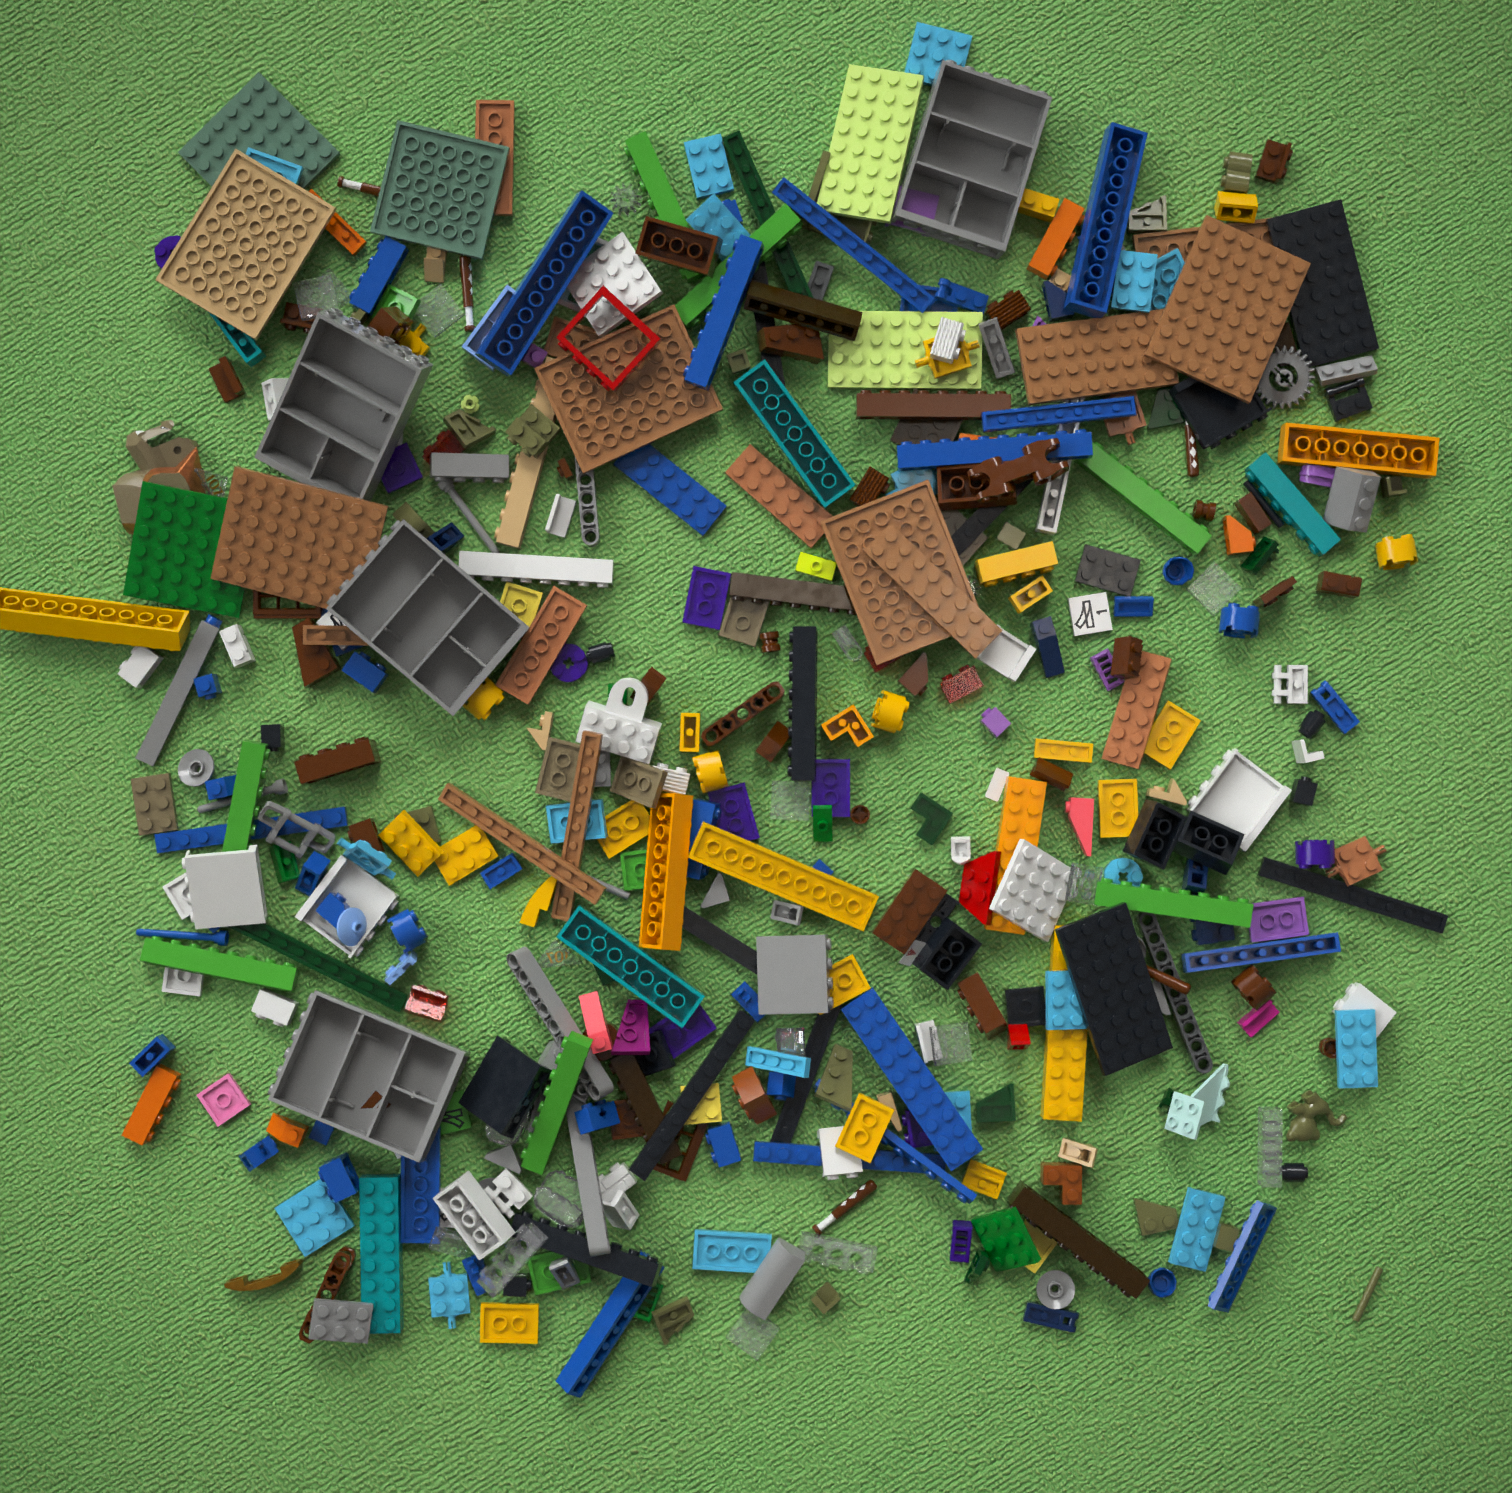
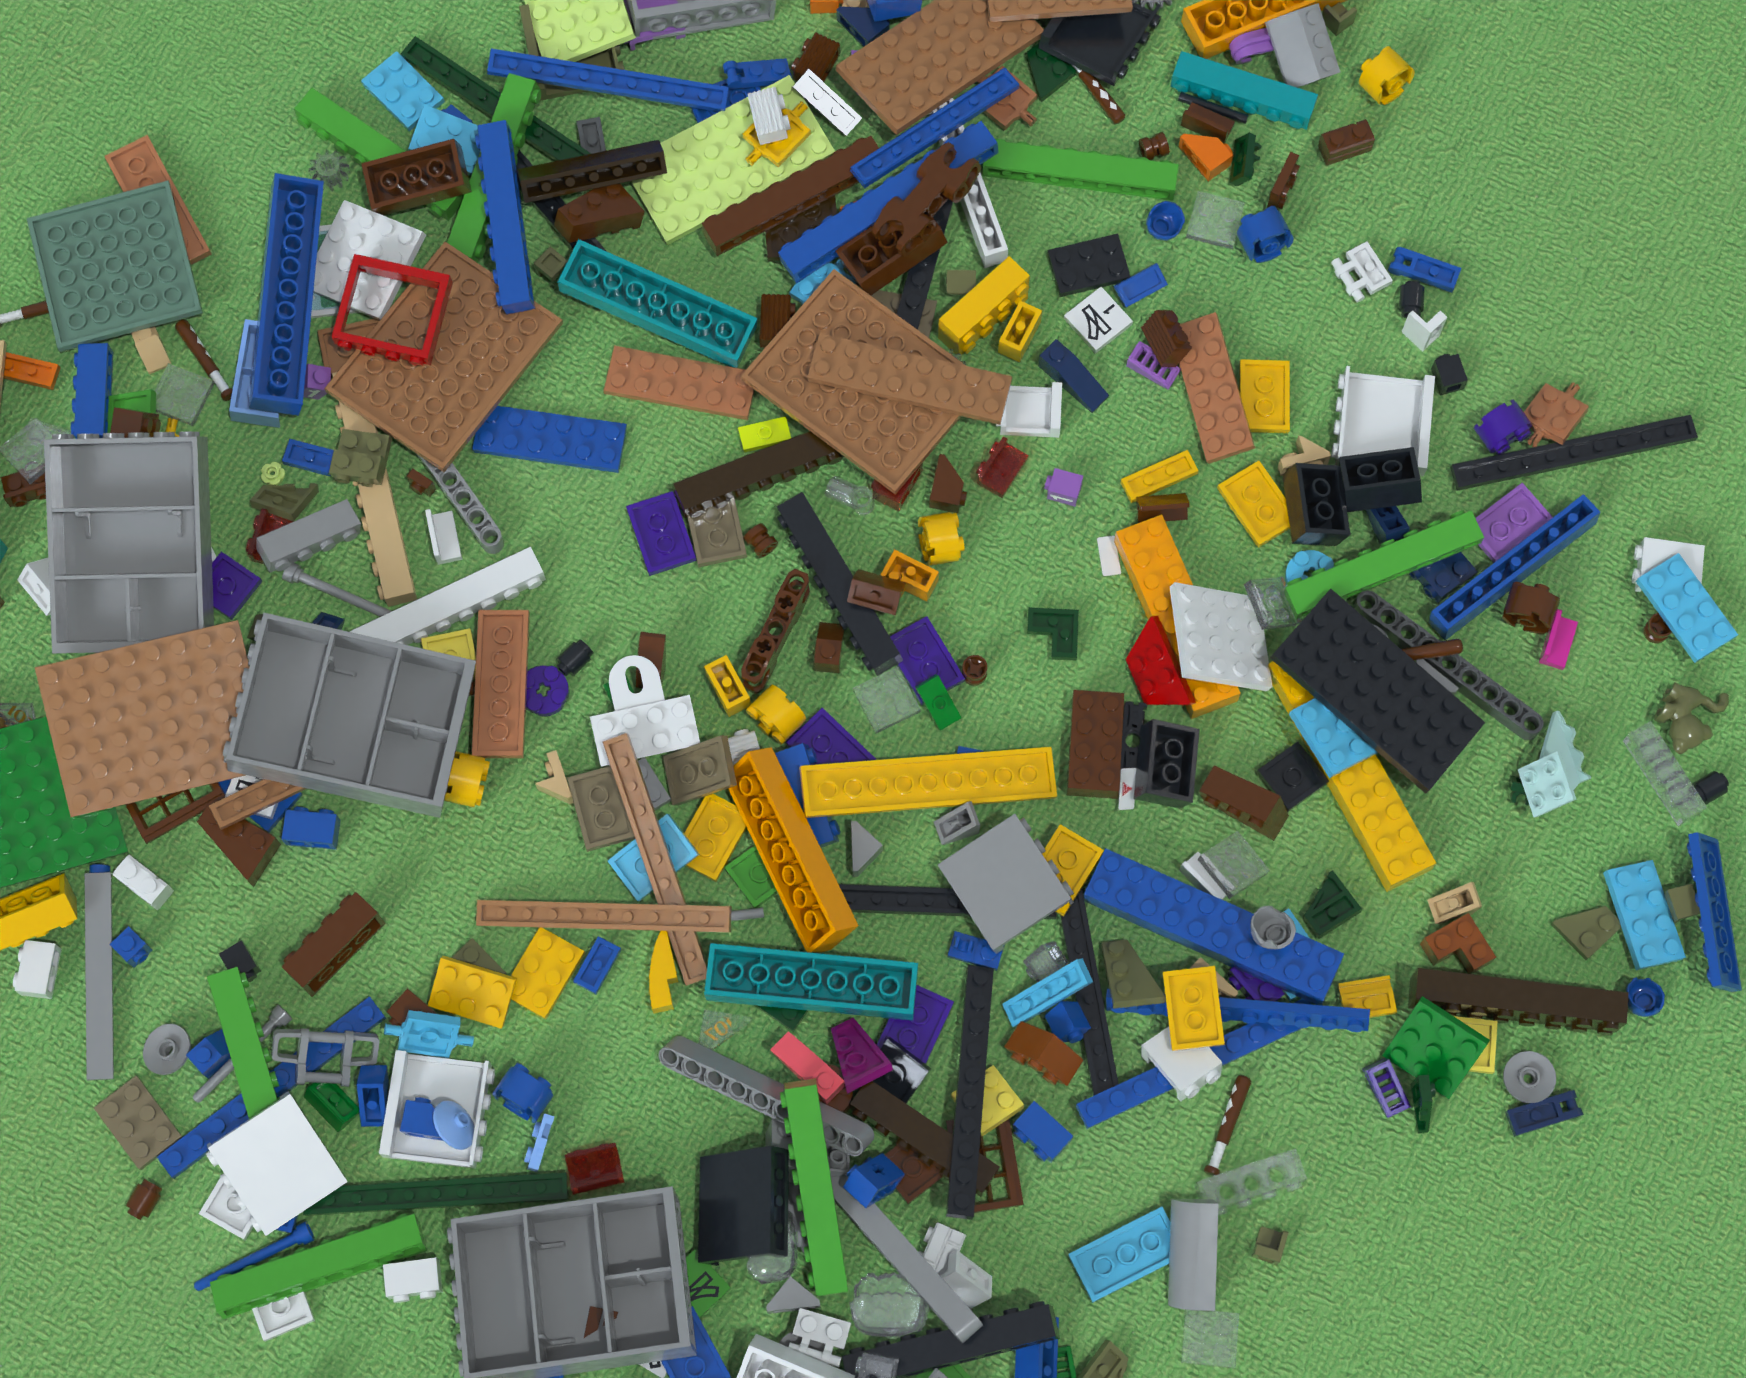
camera: 30 degrees left, 15 degrees down
(132, 858) = (143, 1199): none -> reddish brown brick
(500, 407) = (308, 457): none -> blue plate
(823, 728) = (875, 591): none -> reddish brown panel
(945, 1110) = (1272, 928): none -> light grey hair
(961, 849) = (1111, 645): white plate -> none
(1018, 1037) = (1306, 814): red slope -> none
(1080, 815) = (1225, 537): coral slope -> none

